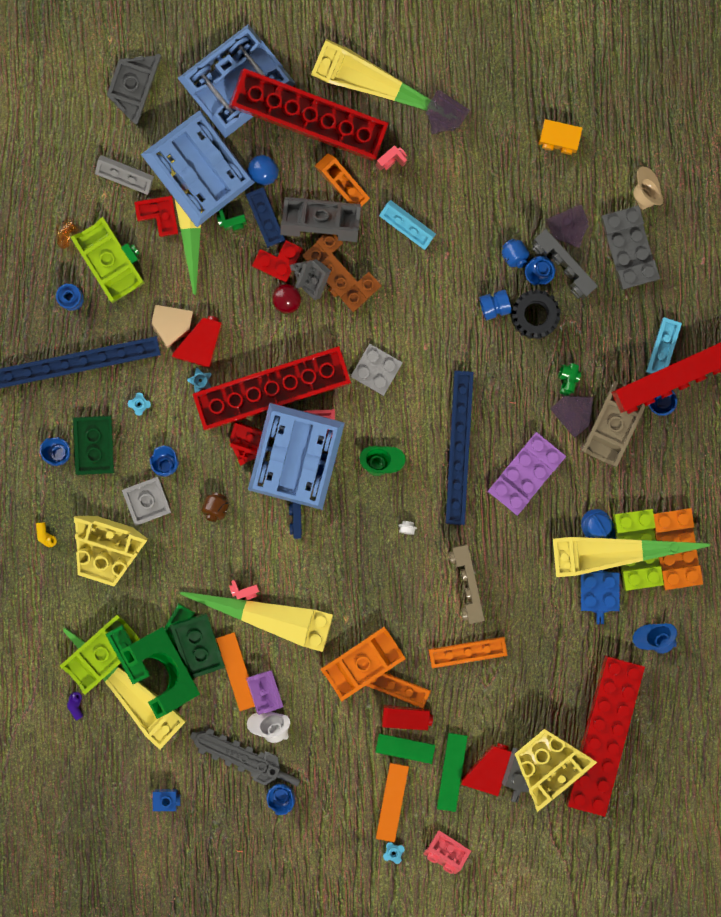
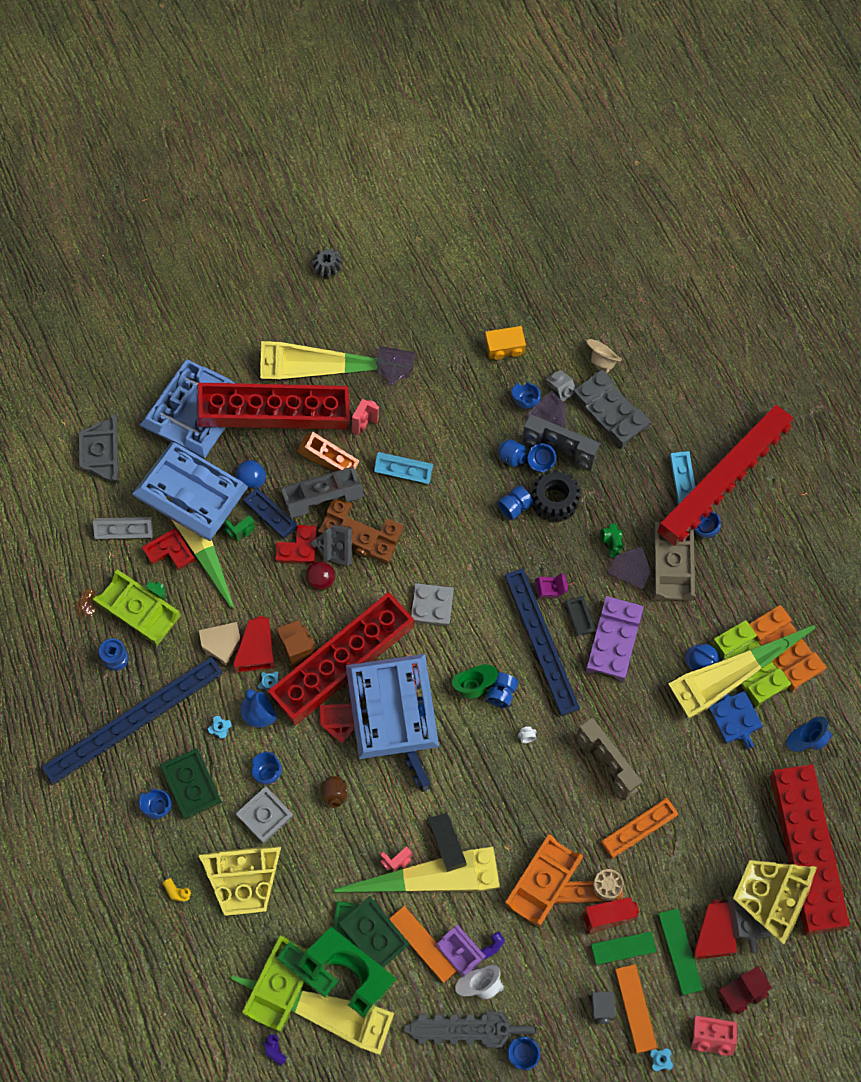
camera: 30 degrees left, 20 degrees down
(178, 404) = (257, 710): none -> blue piece
(236, 356) = (296, 643): none -> dark orange brick
(294, 594) = (447, 842): none -> pearl dark grey tile
(295, 700) = (494, 947): none -> dark purple arm
(364, 790) = (603, 1007): none -> dark grey brick
(408, 475) = (500, 693): none -> blue wheel
(415, 691) = (608, 885): none -> tan wheel
(489, 829) = (747, 988): none -> dark red brick
(492, 400) = (551, 586): none -> magenta bracket
(505, 438) = (580, 616): none -> pearl dark grey tile
(554, 200) = (526, 395): none -> blue hair
(594, 202) = (561, 384): none -> light grey bracket

